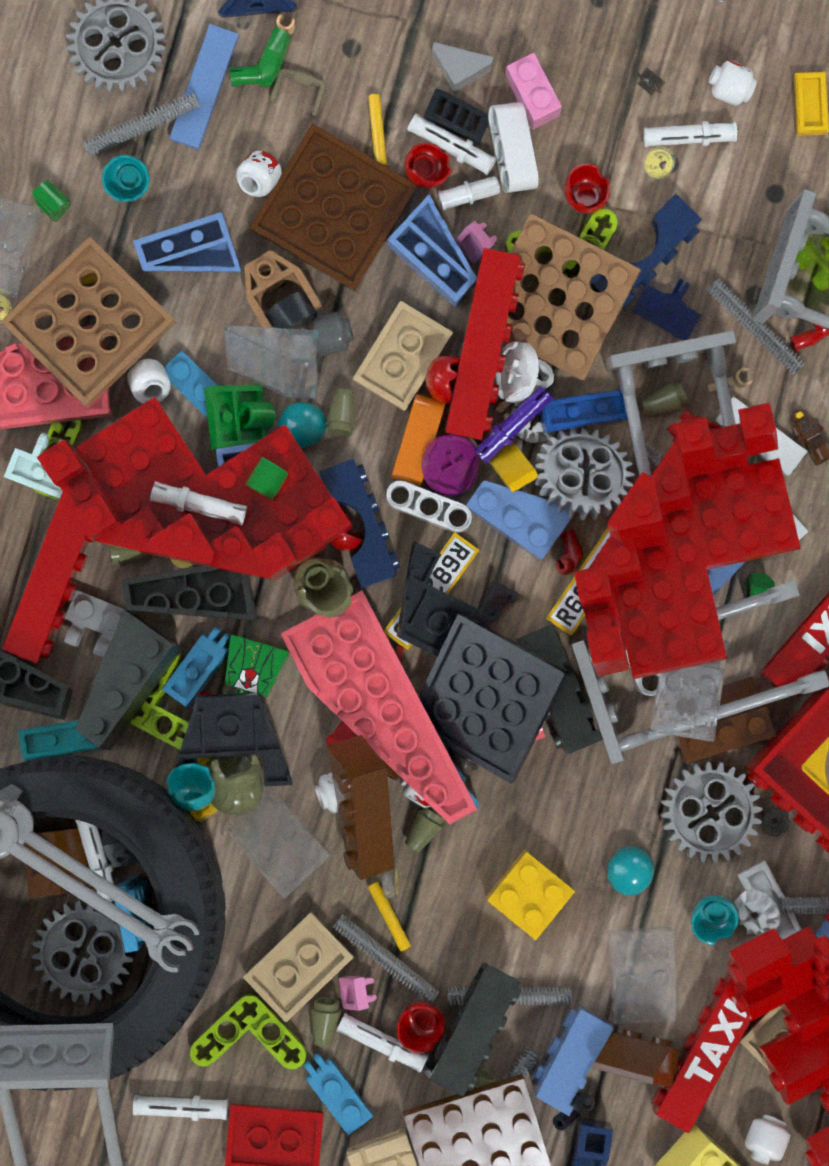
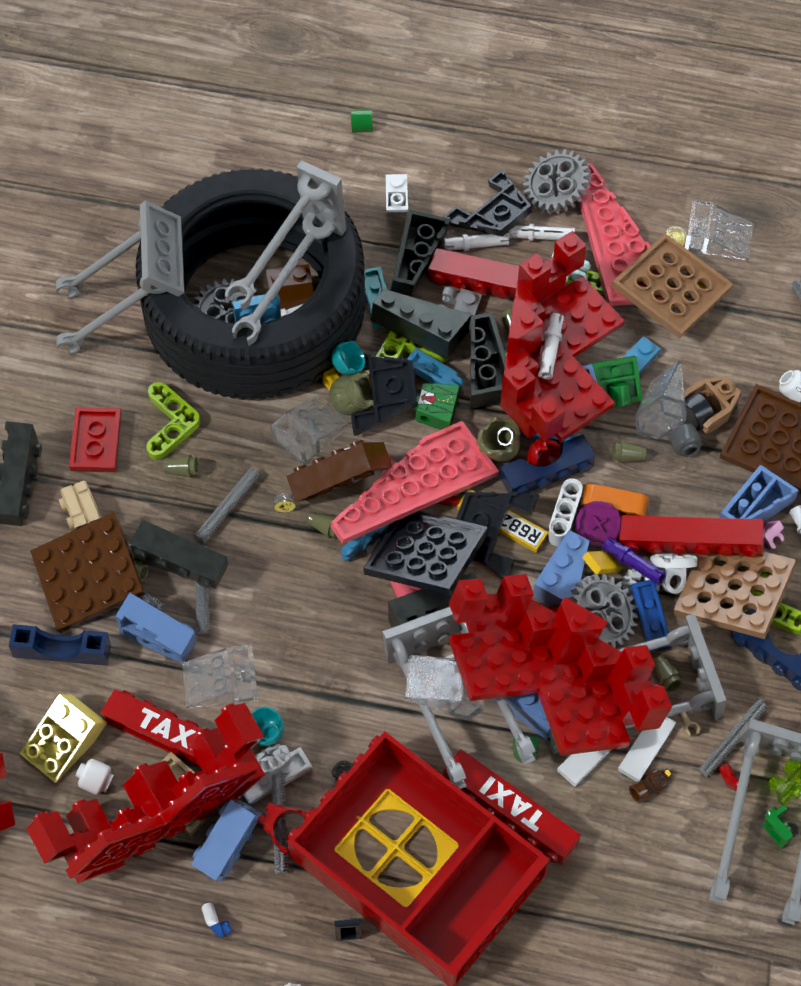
camera: 90 degrees right, 25 degrees down
(51, 200) = (755, 262): green brick -> none
(125, 178) = (778, 304): teal hair -> none
(148, 380) = (636, 326): white head -> none
(191, 247) = (736, 347): medium blue wedge -> none
(215, 1108) = (119, 358): white pin -> none
(267, 478) = (573, 388): green brick -> none
(298, 966) = (220, 447): tan plate -> none
(304, 422) = (616, 427): teal hair -> none
(337, 1094) = (128, 479): dark azure hinge -> none
(354, 992) = (203, 484): bright pink tile -> none
(381, 1042) = (162, 513): white pin -> none
(389, 916) = (255, 508): yellow piece -> none
(402, 356) = (676, 489): tan plate -> none
(420, 1027) = (179, 523): red hair -> none
(442, 376) = (662, 507): red hair -> none
(530, 894) = (279, 596): yellow brick -> none
(581, 1103) = (117, 639): arm -> none
(630, 870) = (300, 669): teal hair -> none
(639, 1059) = (157, 671): reddish brown slope -> none
(668, 310) = (737, 672): clear blue plate -> none
(726, 836) = (330, 734): light grey gear -> none
(731, 731) = (413, 728): reddish brown slope -> none

